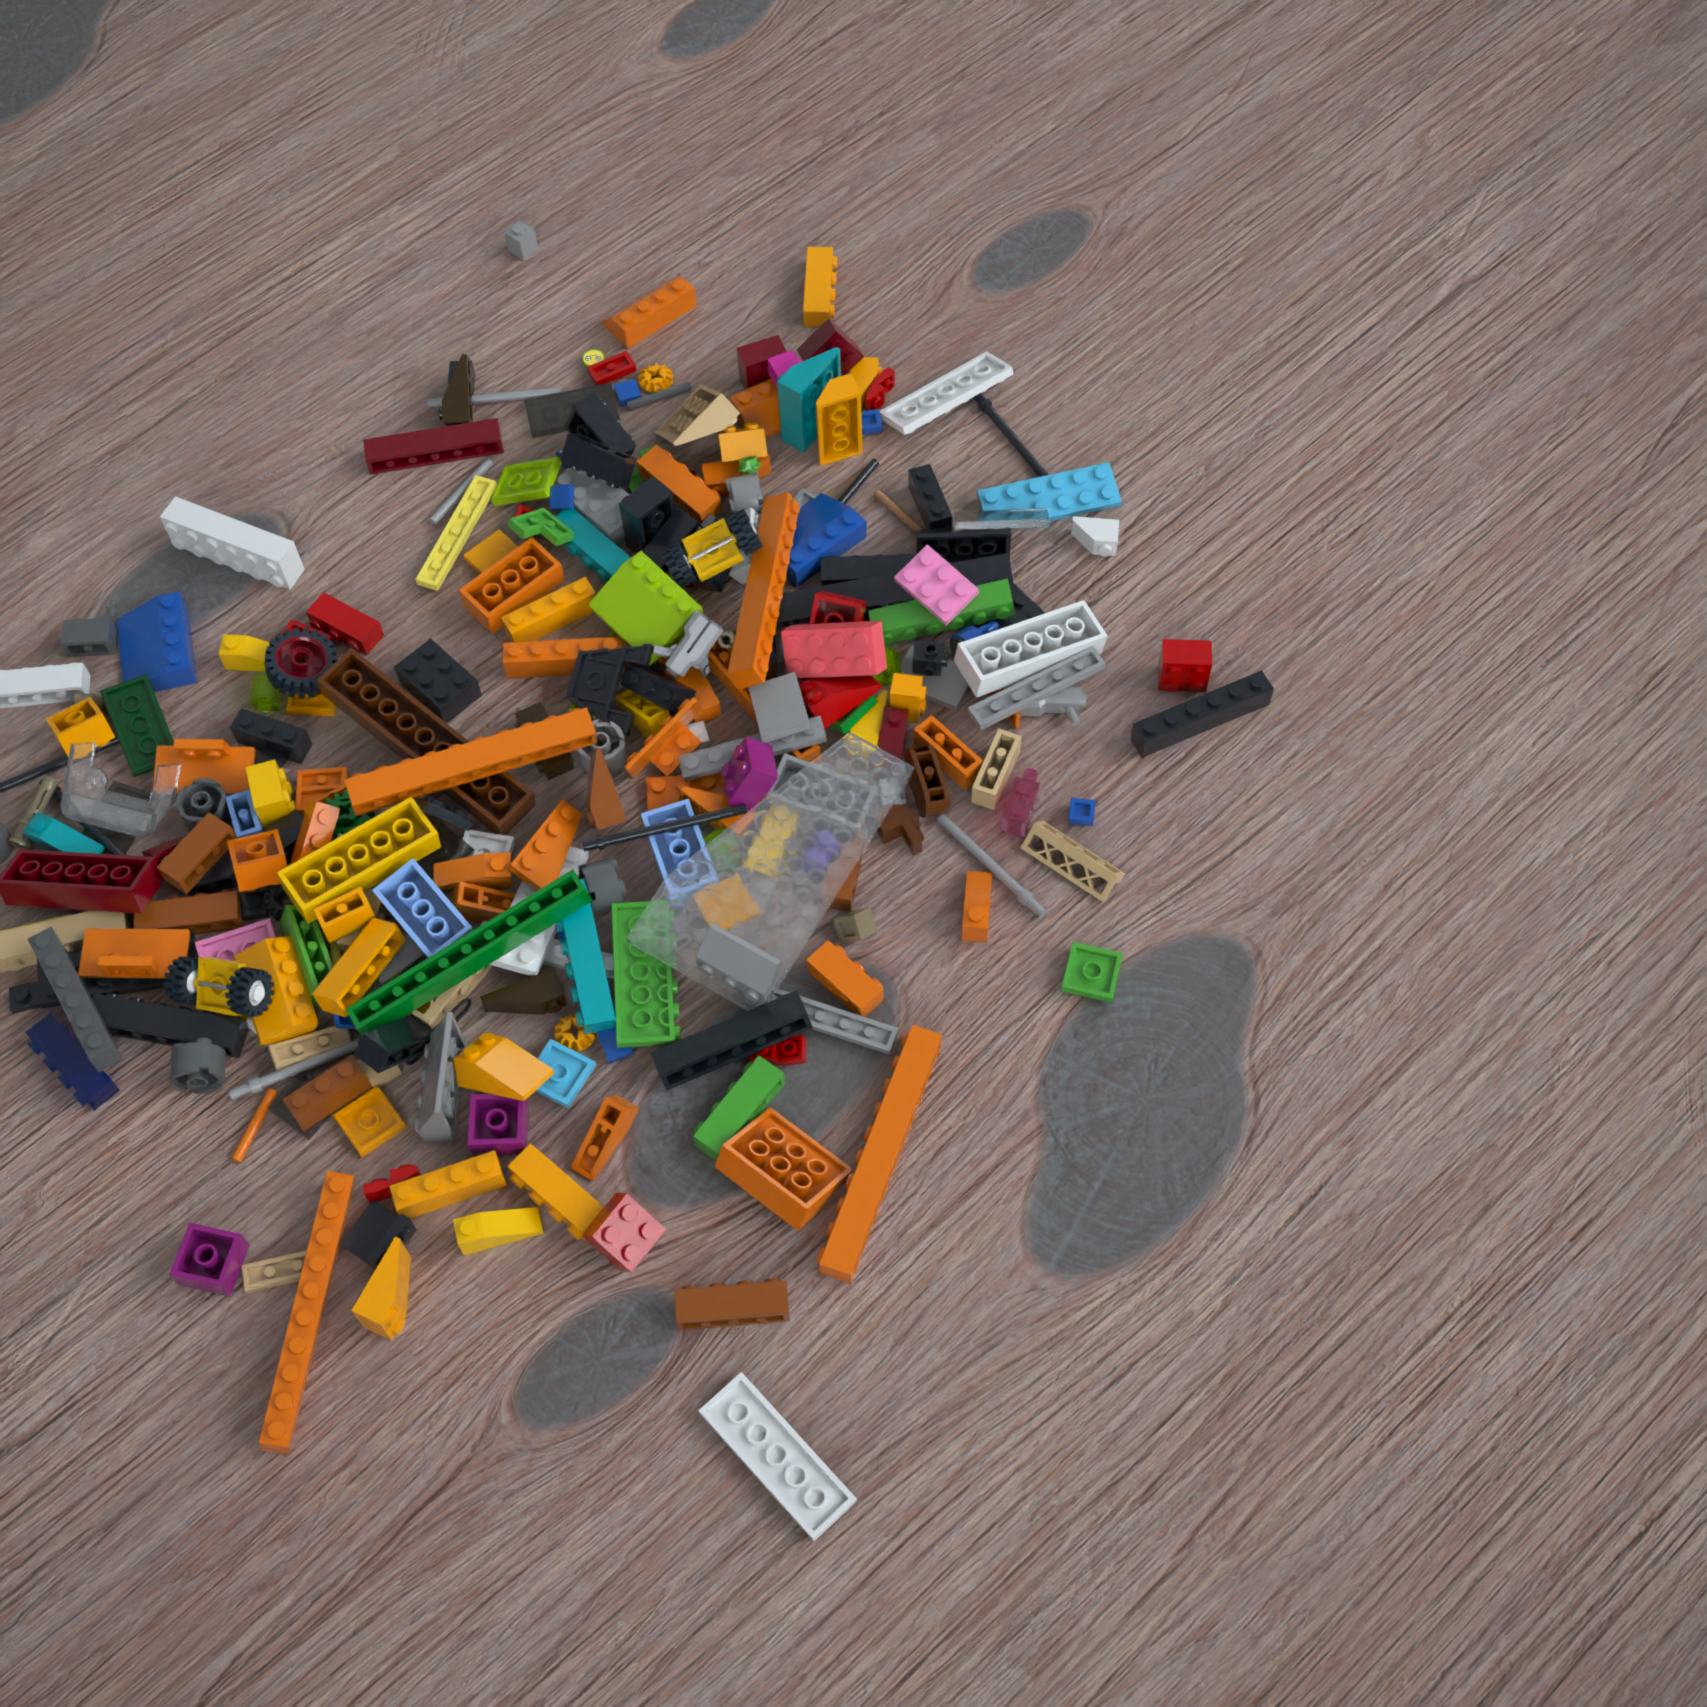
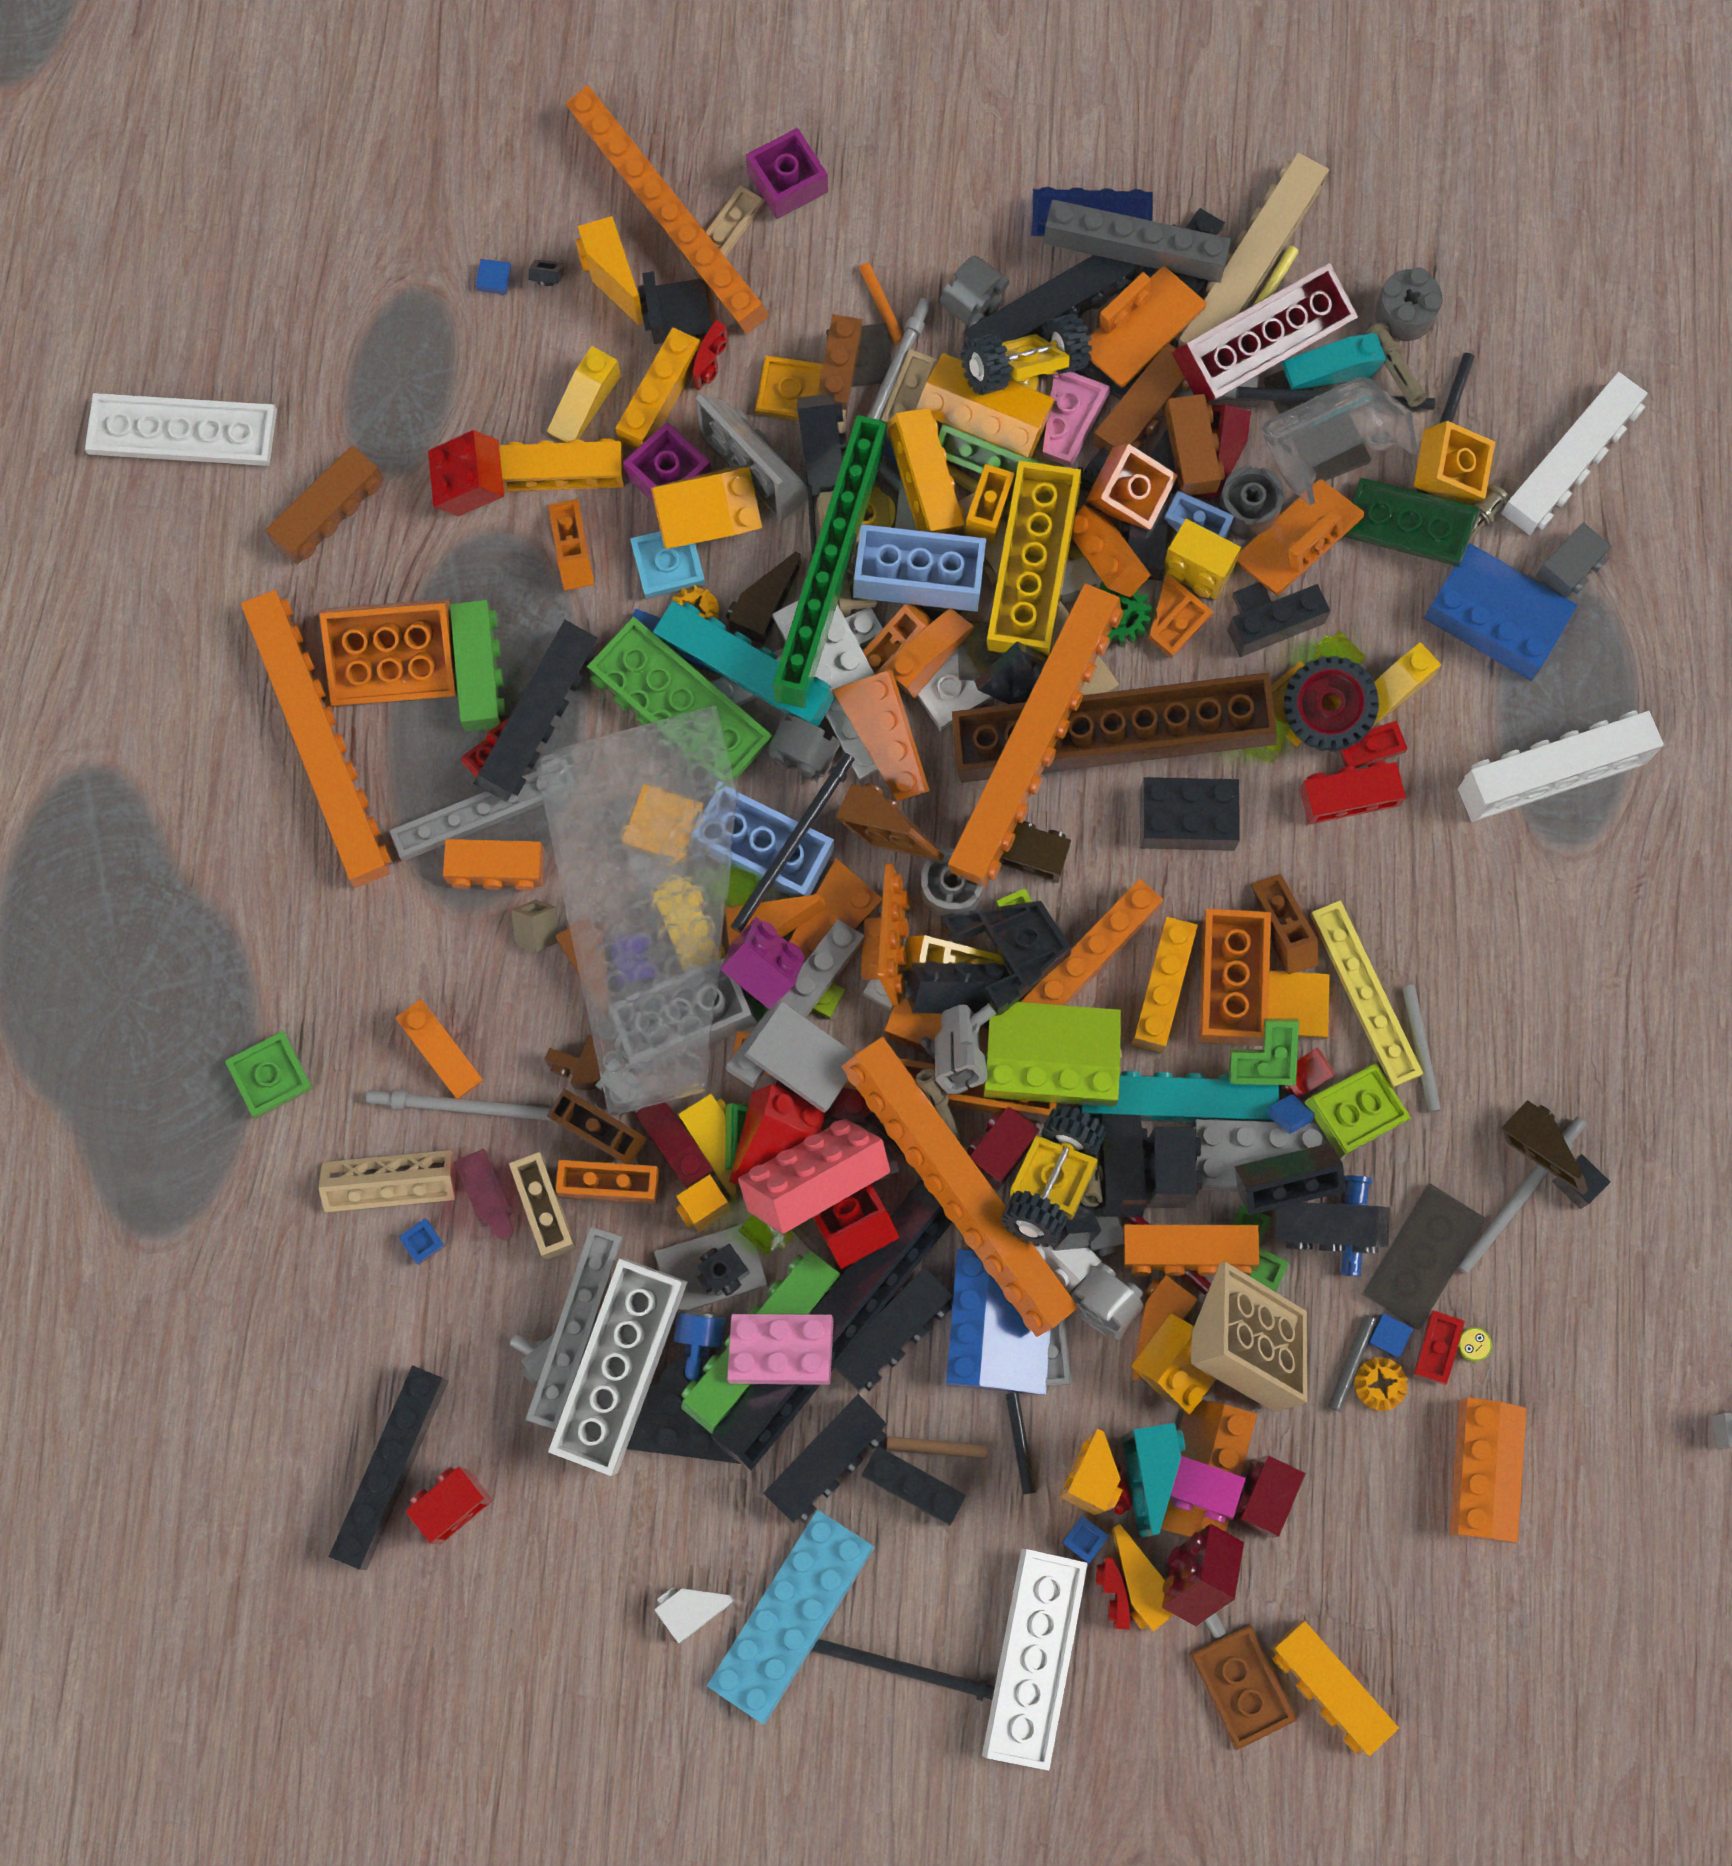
camera: 135 degrees right, 15 degrees up
(428, 1342) = (546, 272): none -> black plate
(433, 446) = (1508, 1071): dark red brick -> none
(448, 601) = (1289, 928): none -> dark orange slope
(464, 1377) = (493, 276): none -> blue tile
(721, 597) = (1003, 1147): none -> dark red brick
(738, 963) = (580, 762): light grey slope -> none
(749, 465) = (1136, 1333): bright green plate -> none
(862, 317) = (1243, 1687): none -> dark orange tile
(1001, 519) = (799, 1514): clear smoke tile -> none

